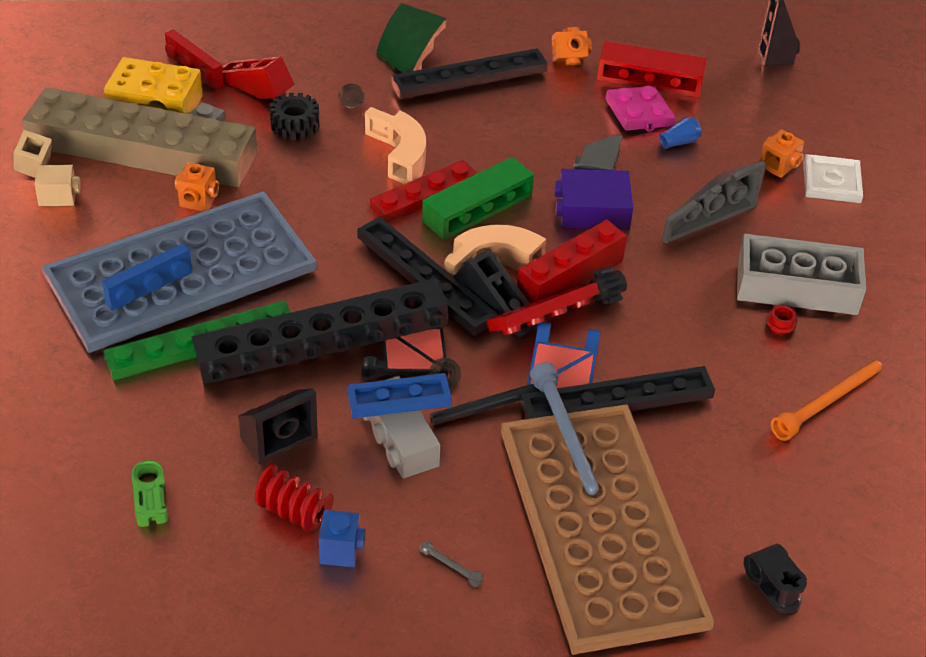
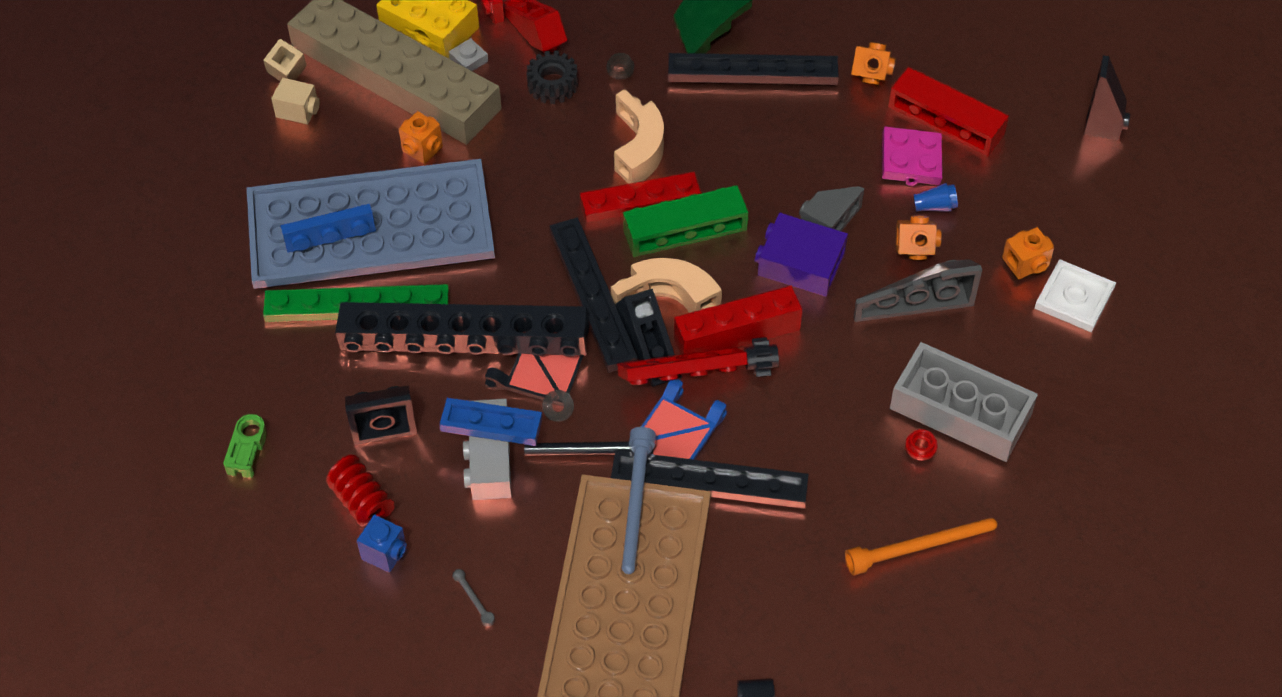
camera: 25 degrees right, 10 degrees up
(685, 162) = (907, 232): none -> orange brick

